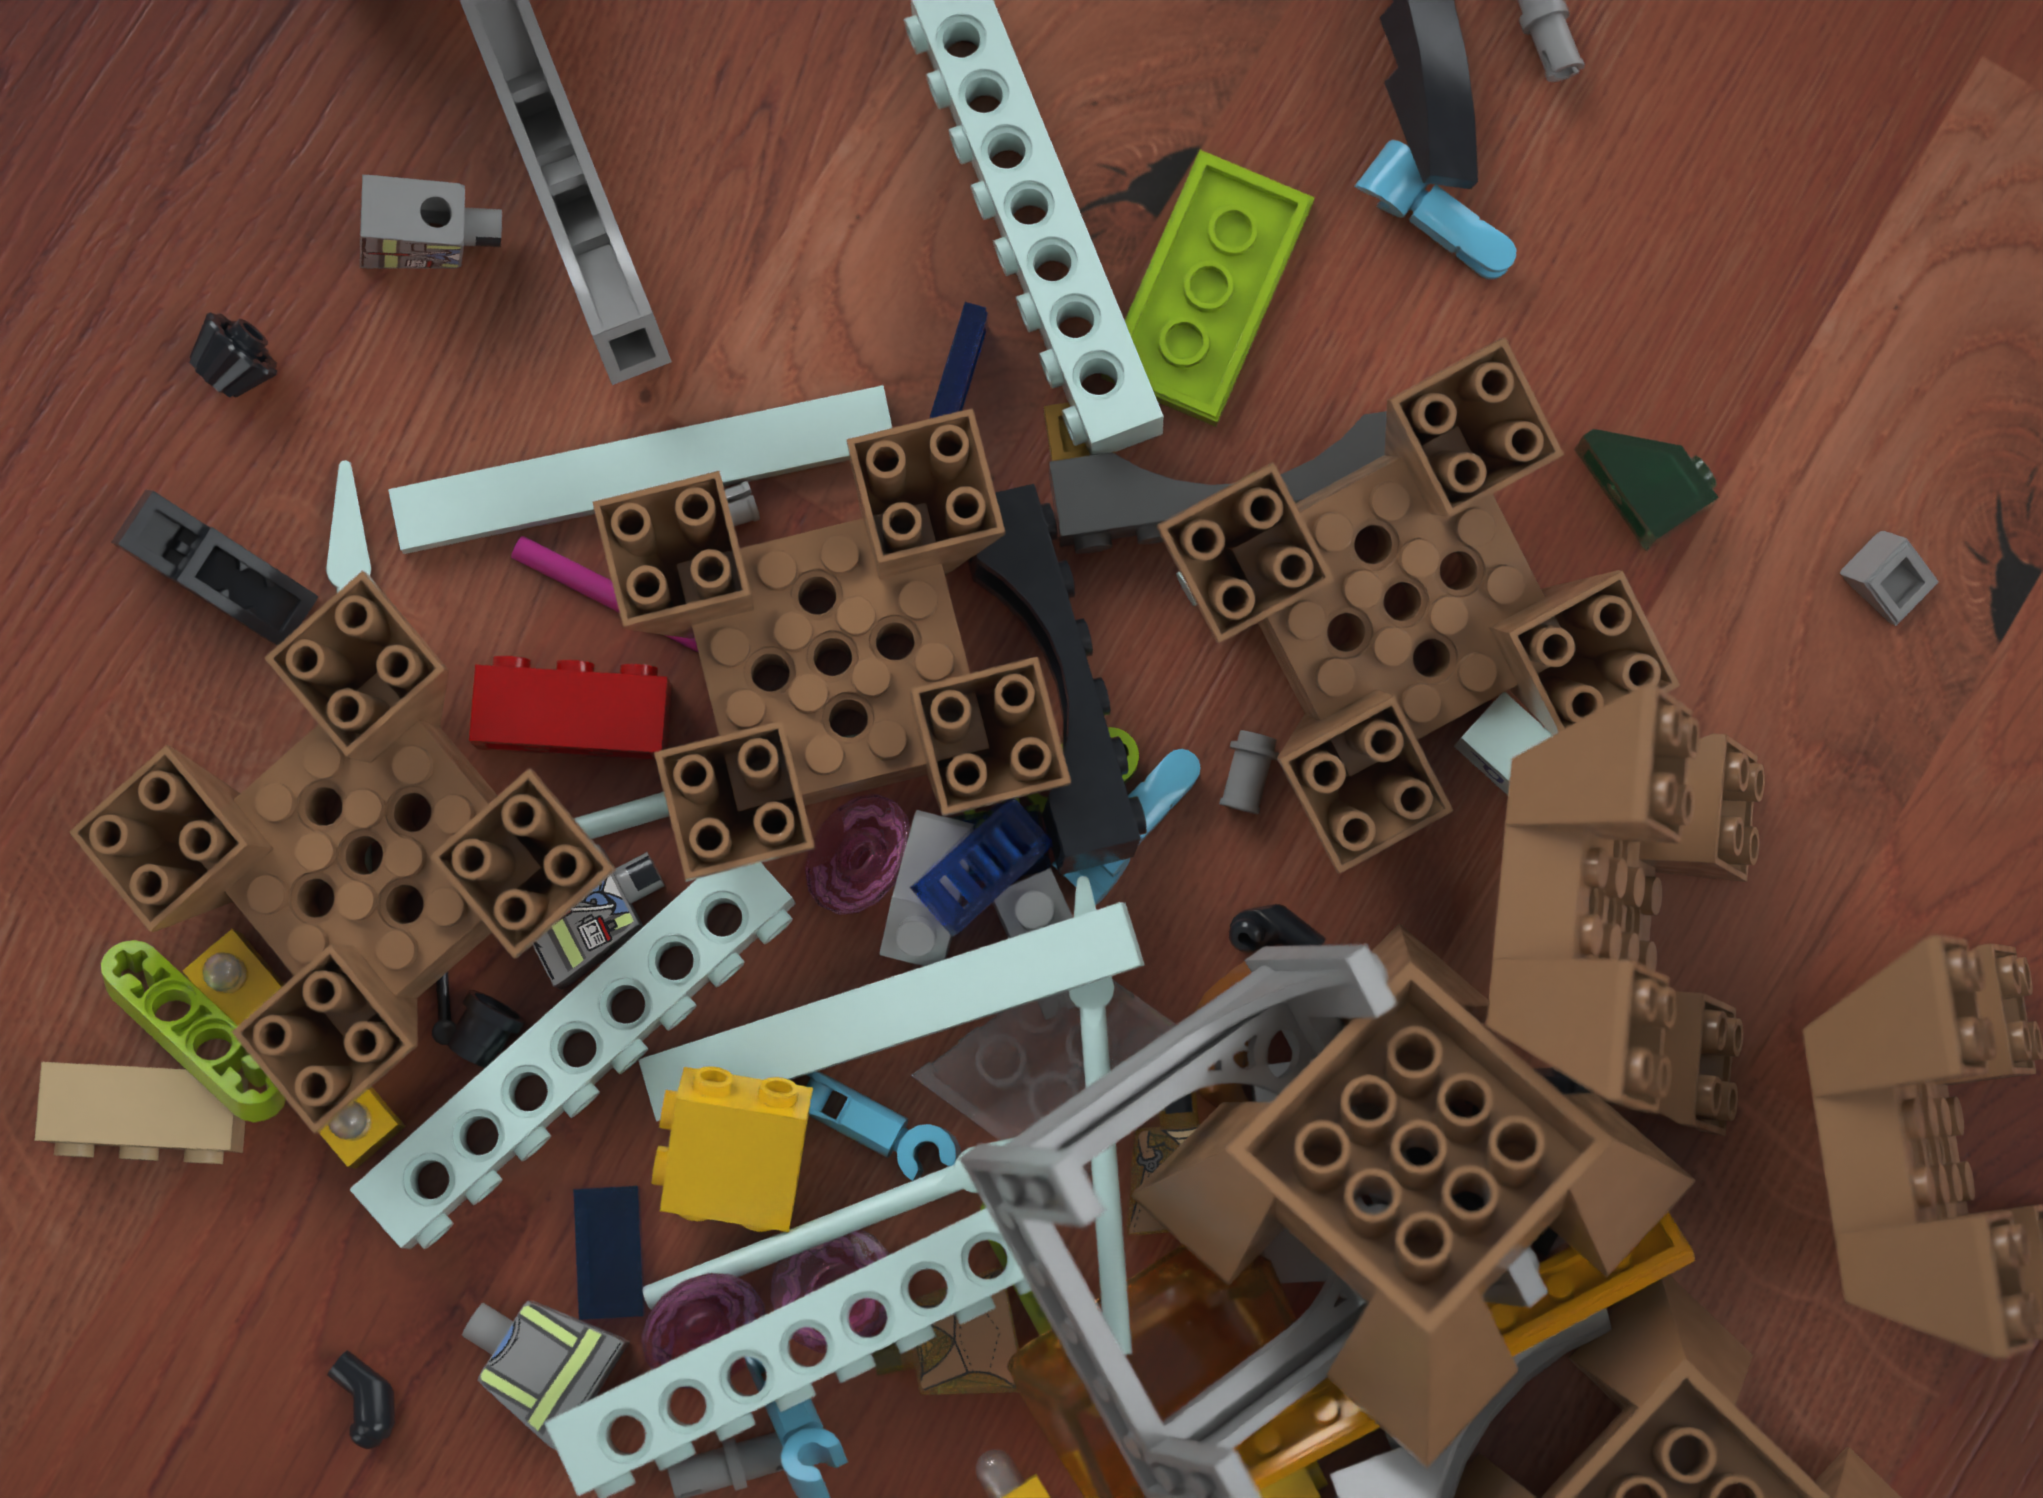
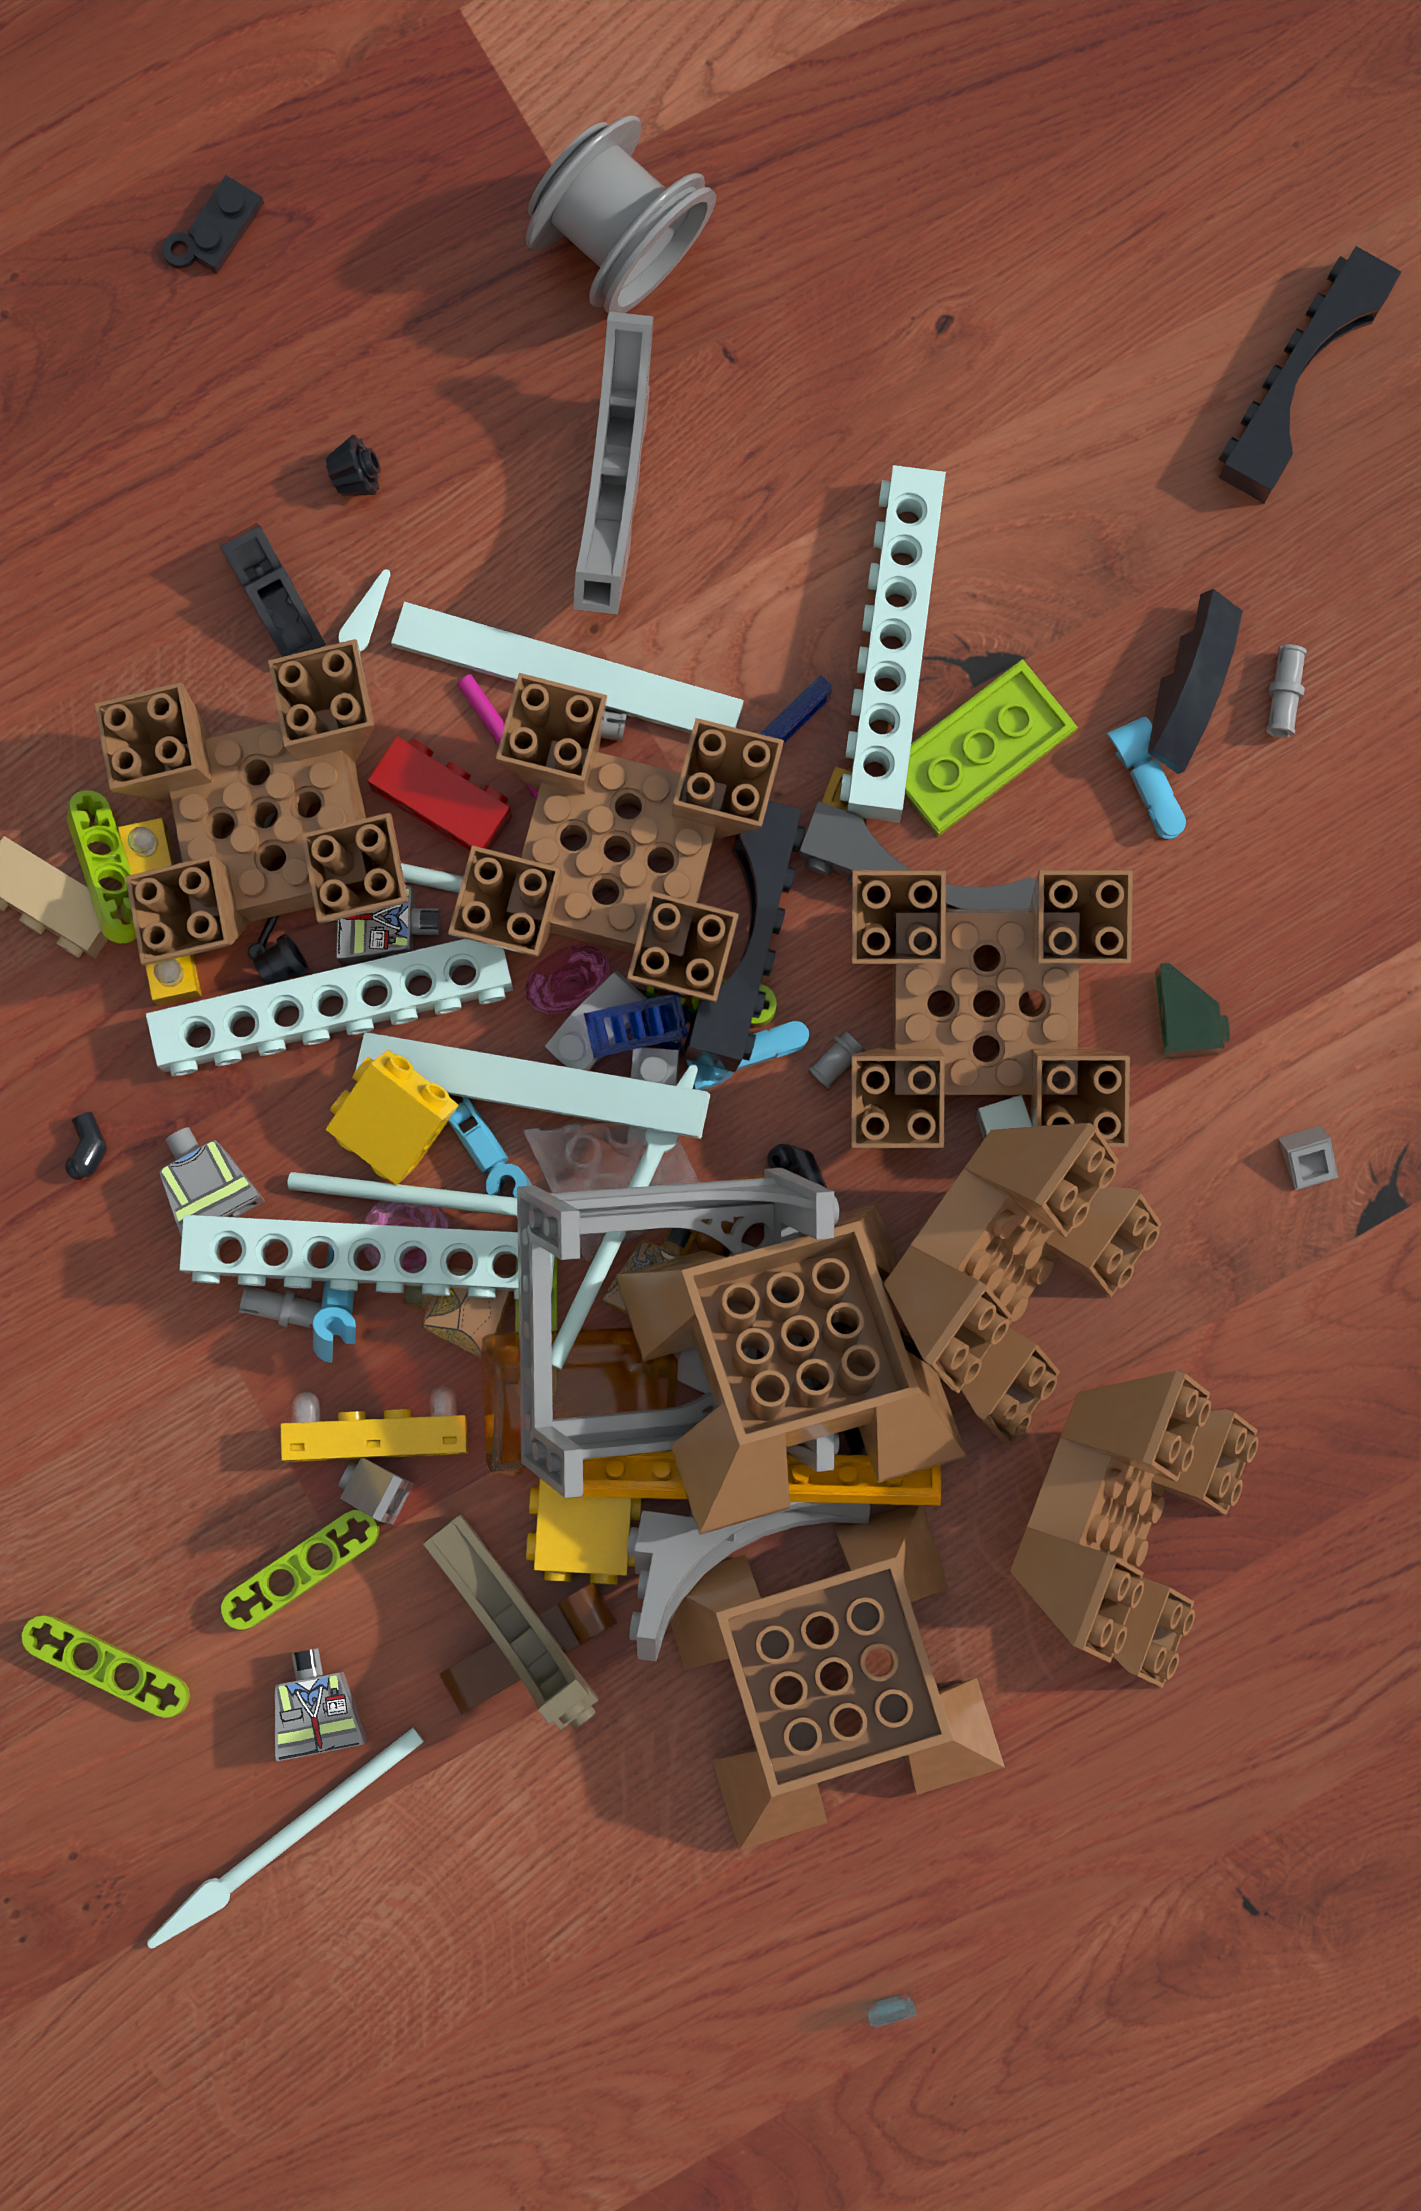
camera: 30 degrees right, 0 degrees up
(397, 221) = (500, 436): light grey torso -> none
(609, 1252) = (282, 1140): clear blue tile -> none
(717, 1298) = (333, 1203): clear pink dish -> none

